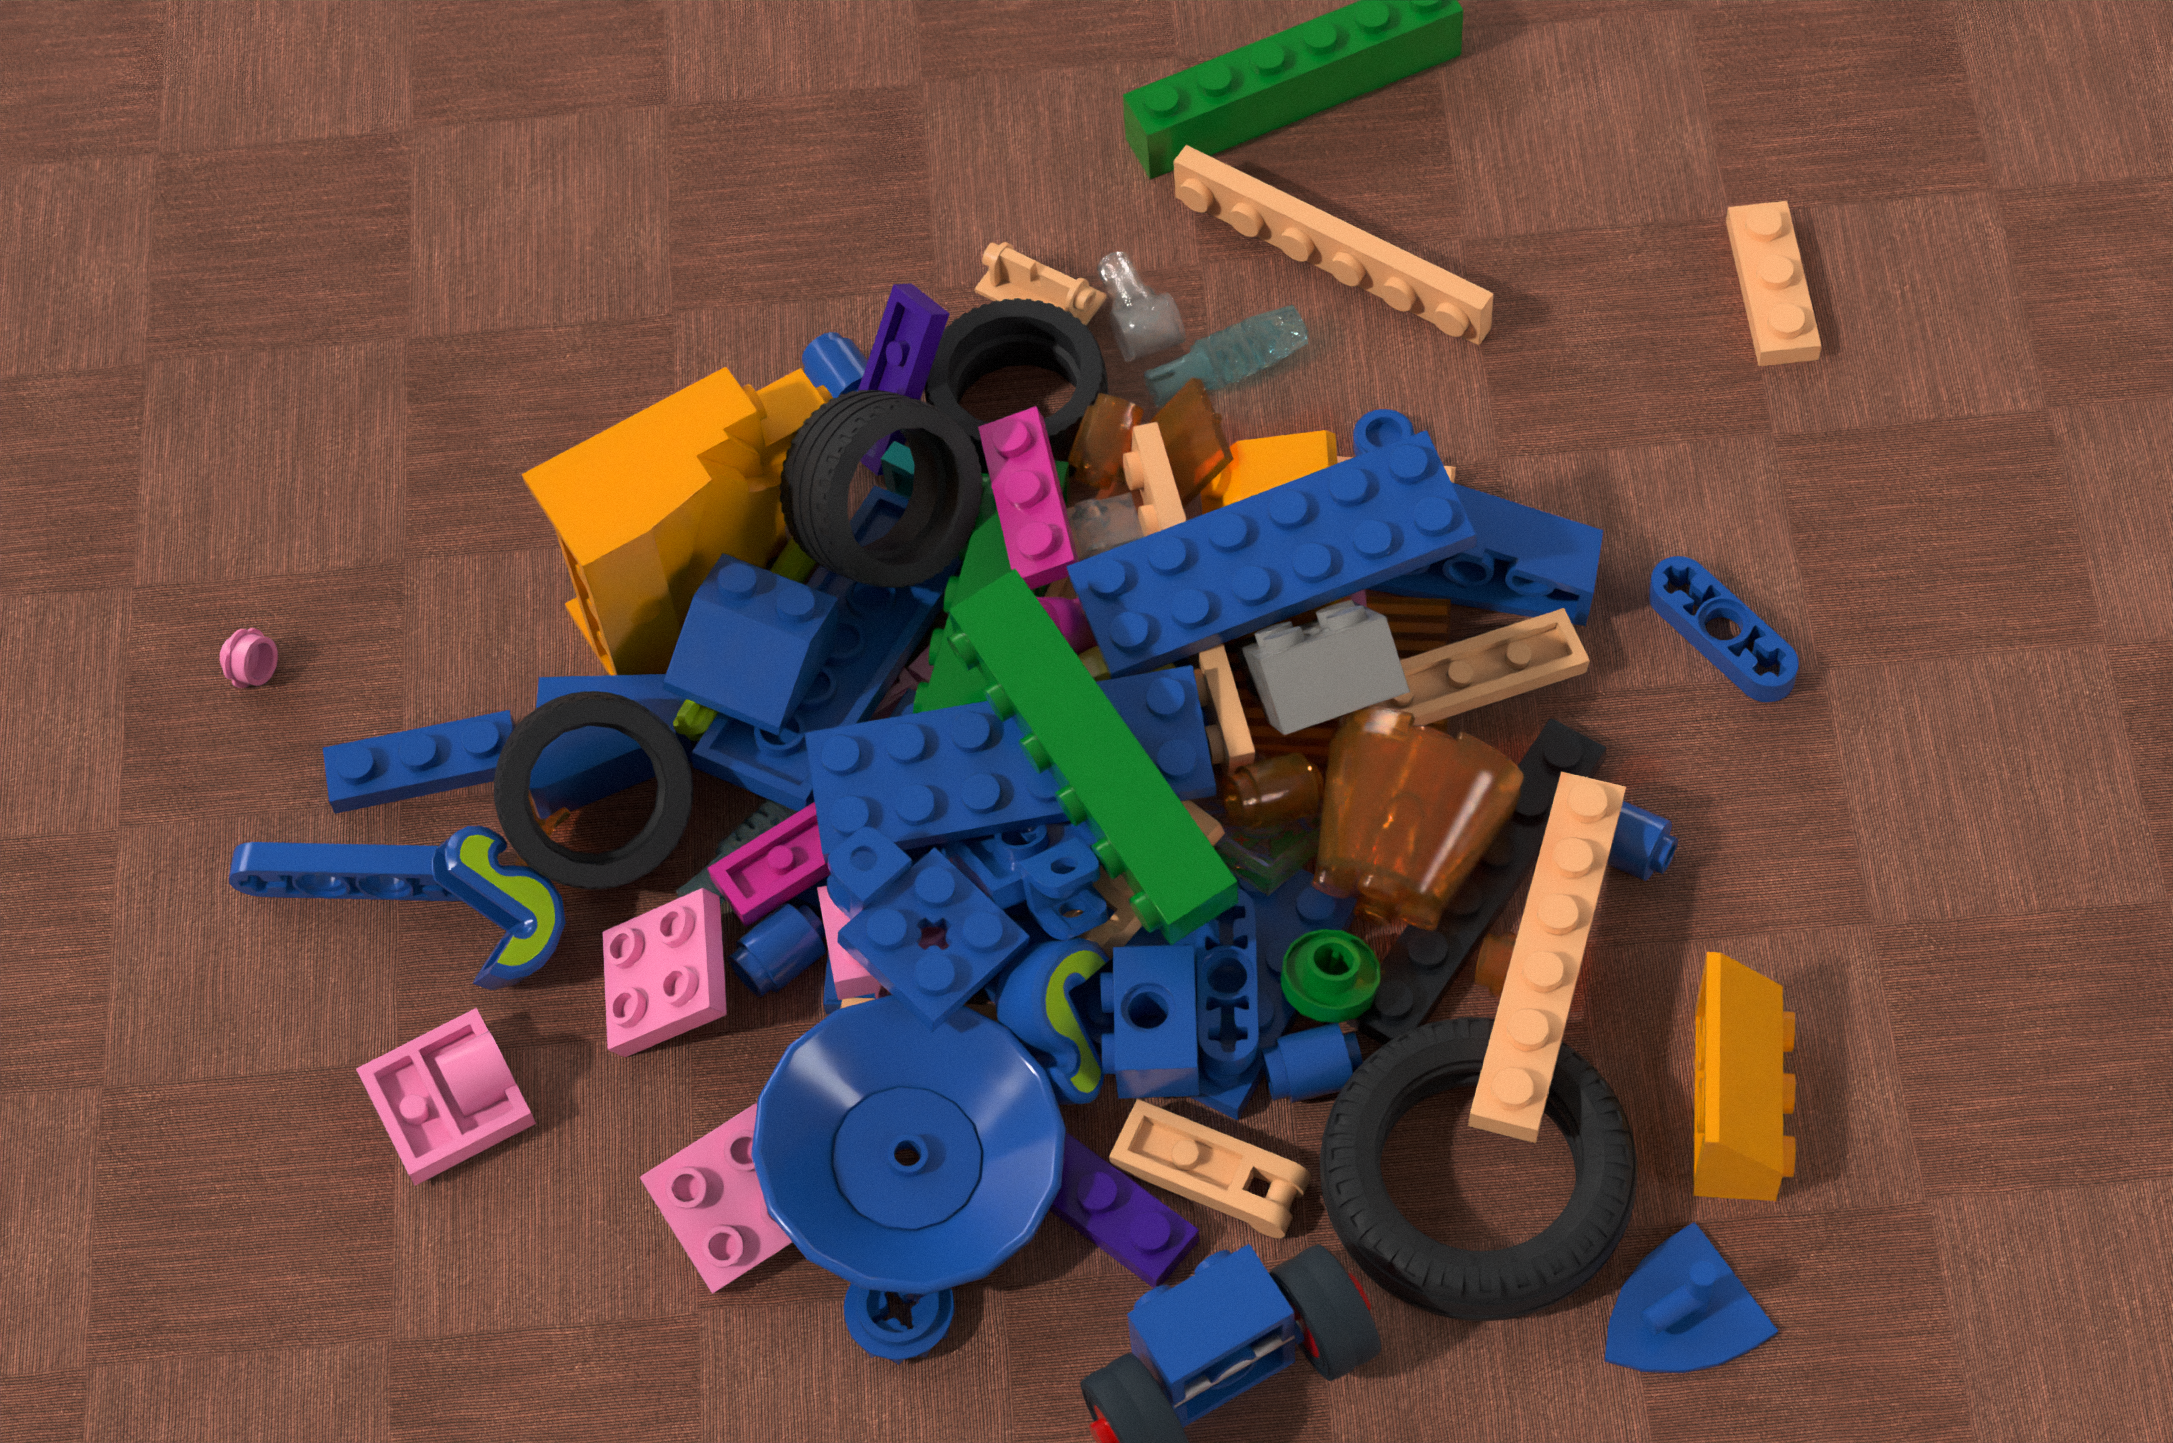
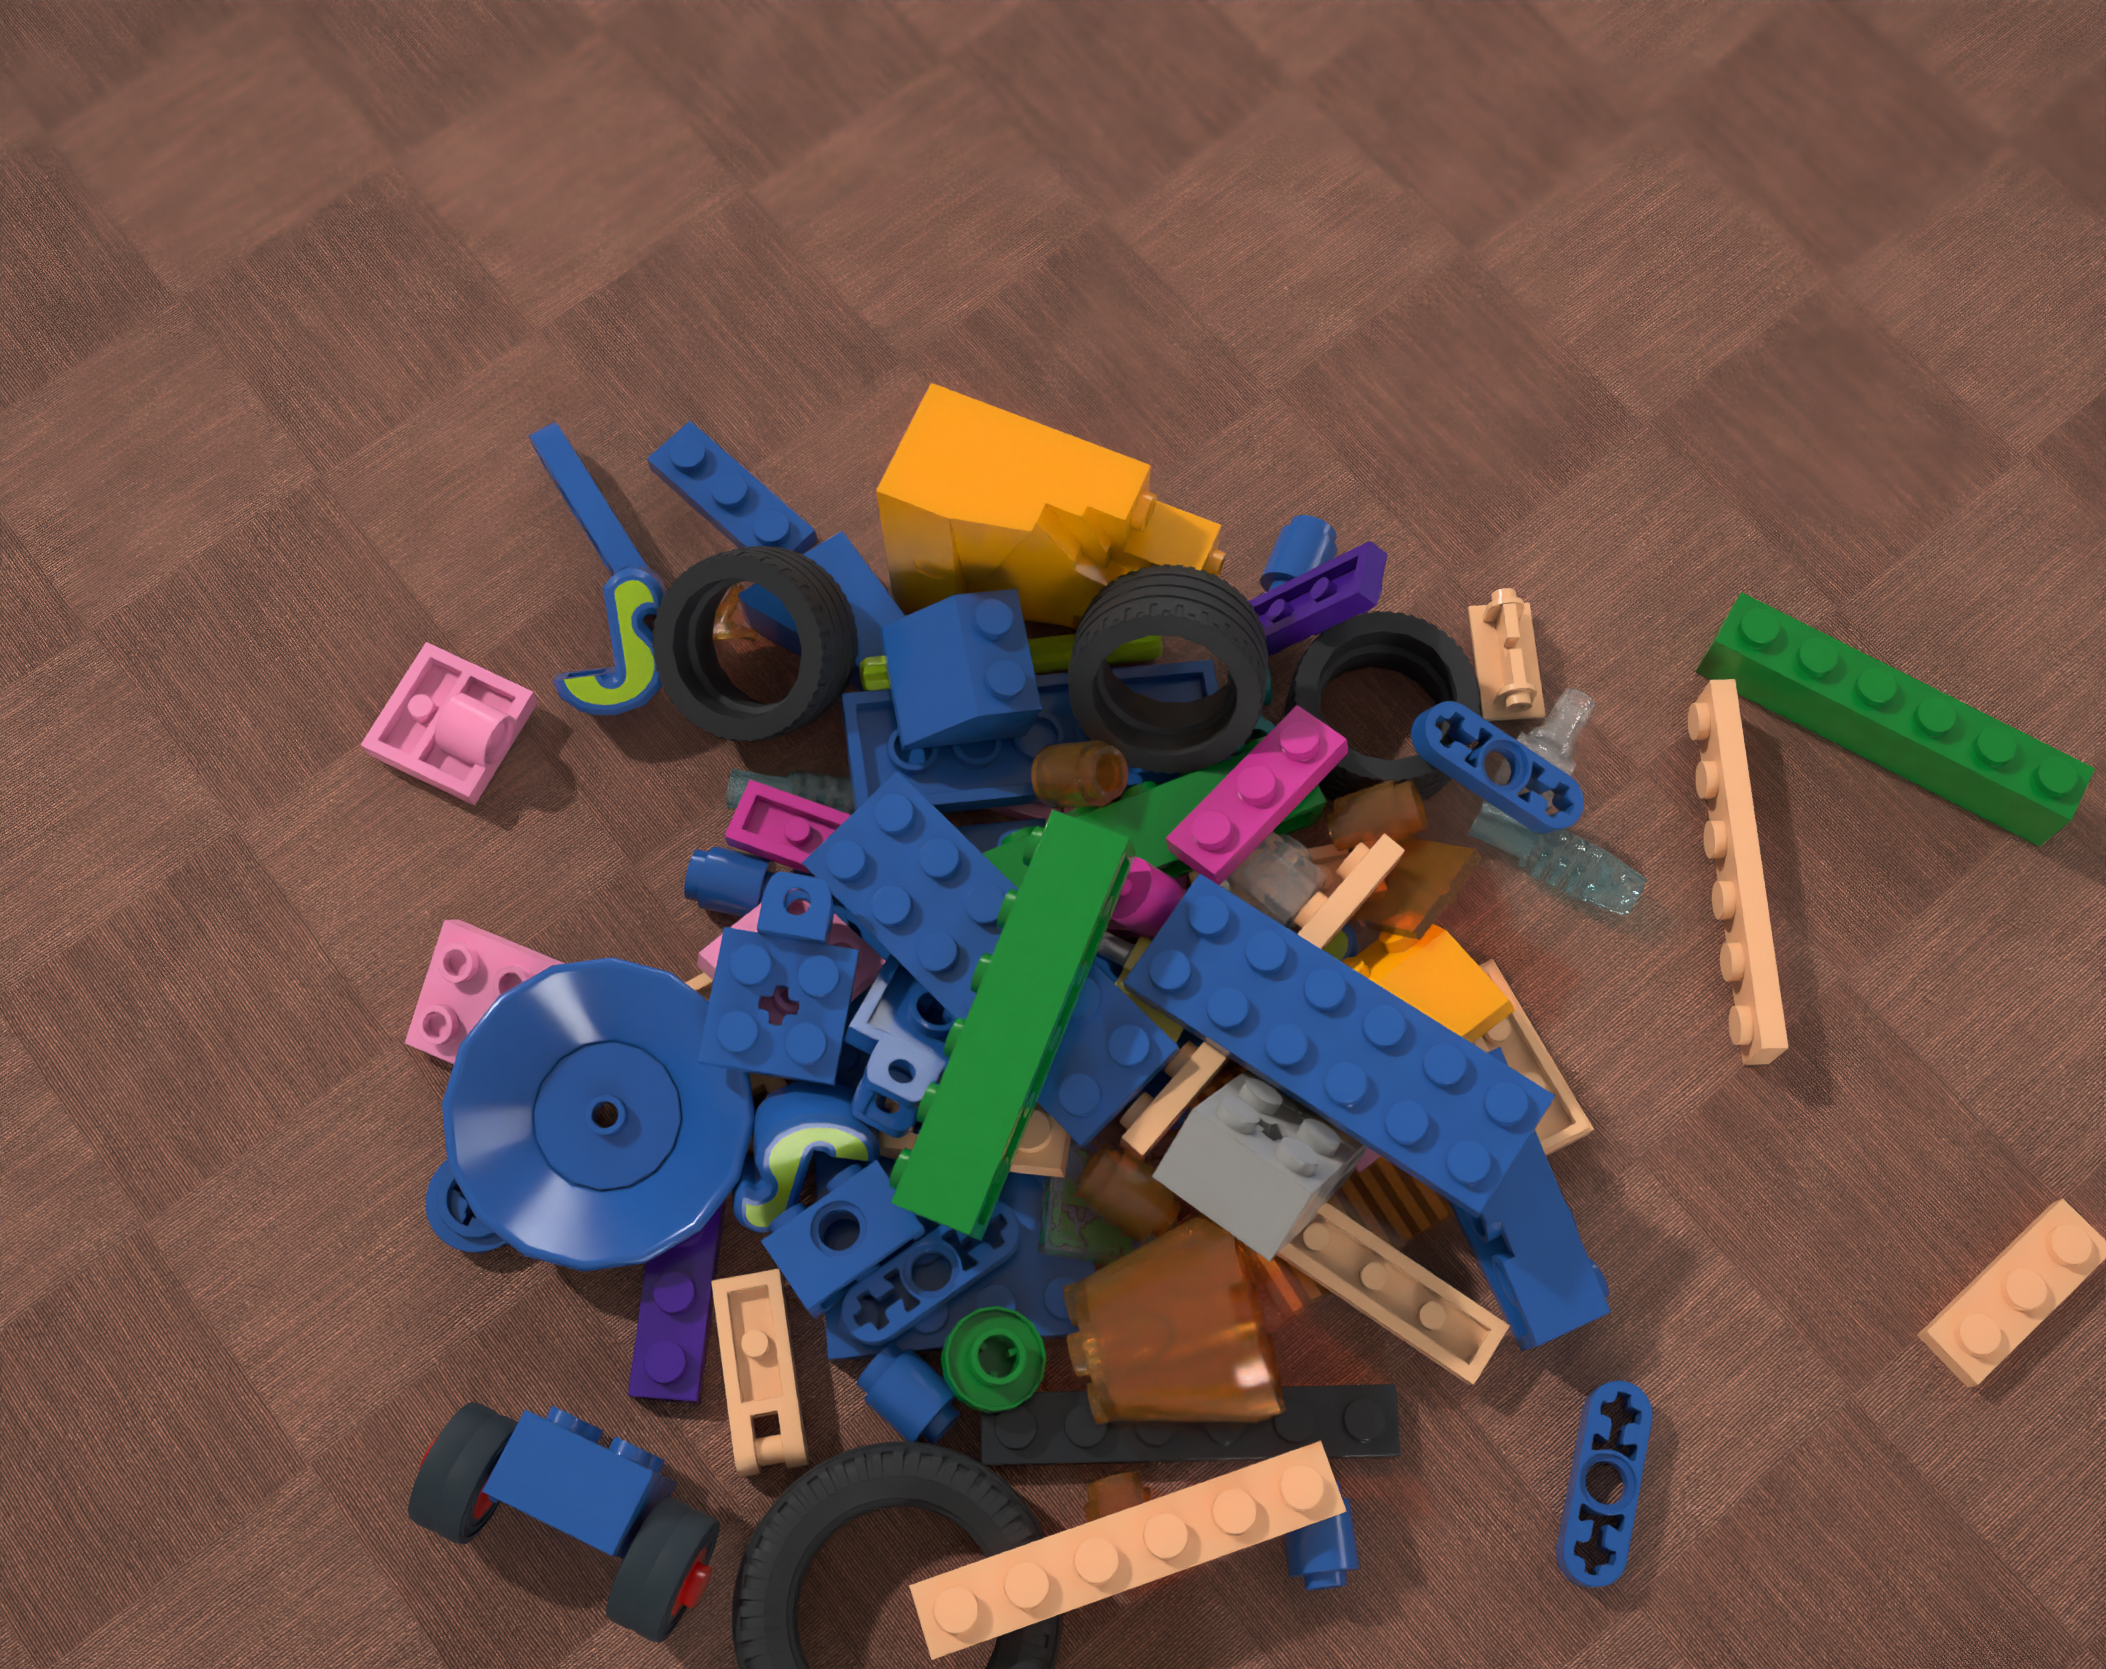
camera: 50 degrees right, 10 degrees up
(248, 658) = (731, 313): bright pink plate -> none
(664, 973) = (650, 810): bright pink plate -> none
(908, 615) = (1079, 774): none -> clear orange brick
(1117, 351) = (1526, 768): none -> blue beam
(1380, 429) = (1579, 1046): blue tile -> none

